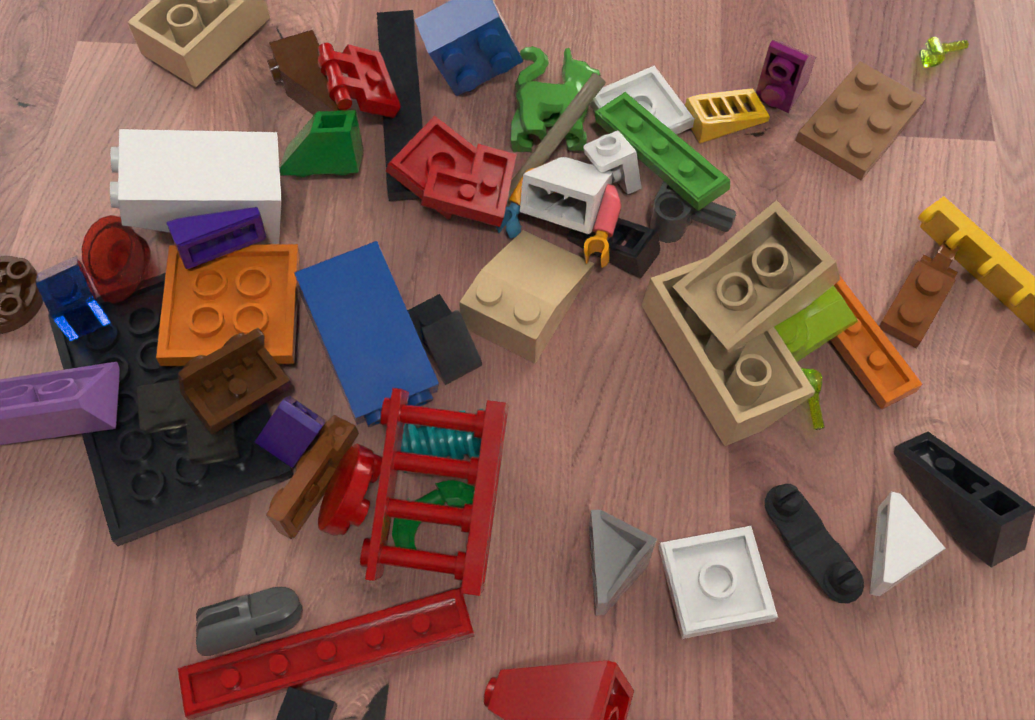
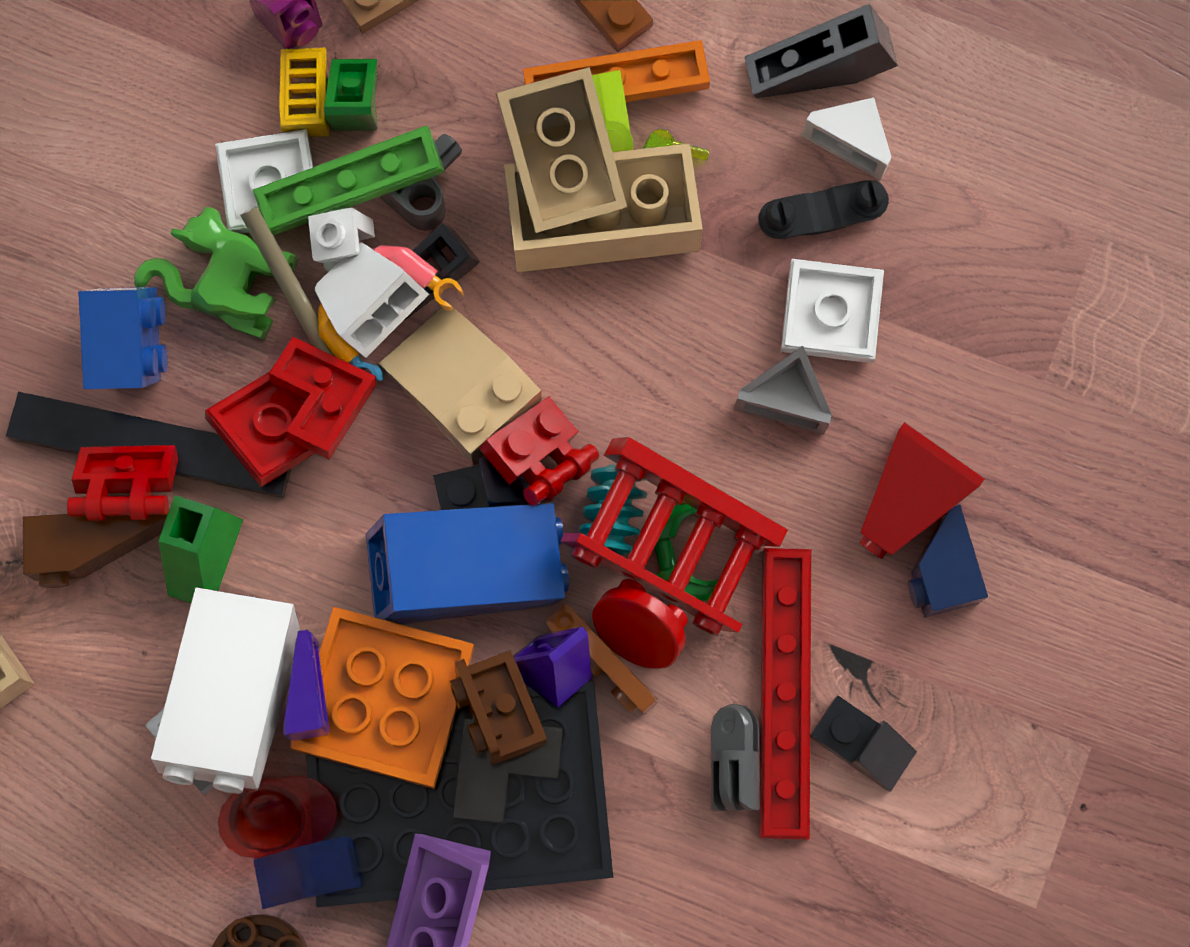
camera: 75 degrees left, 15 degrees up
(491, 352) = (531, 439): none -> red plate
(735, 135) = (352, 95): none -> green slope

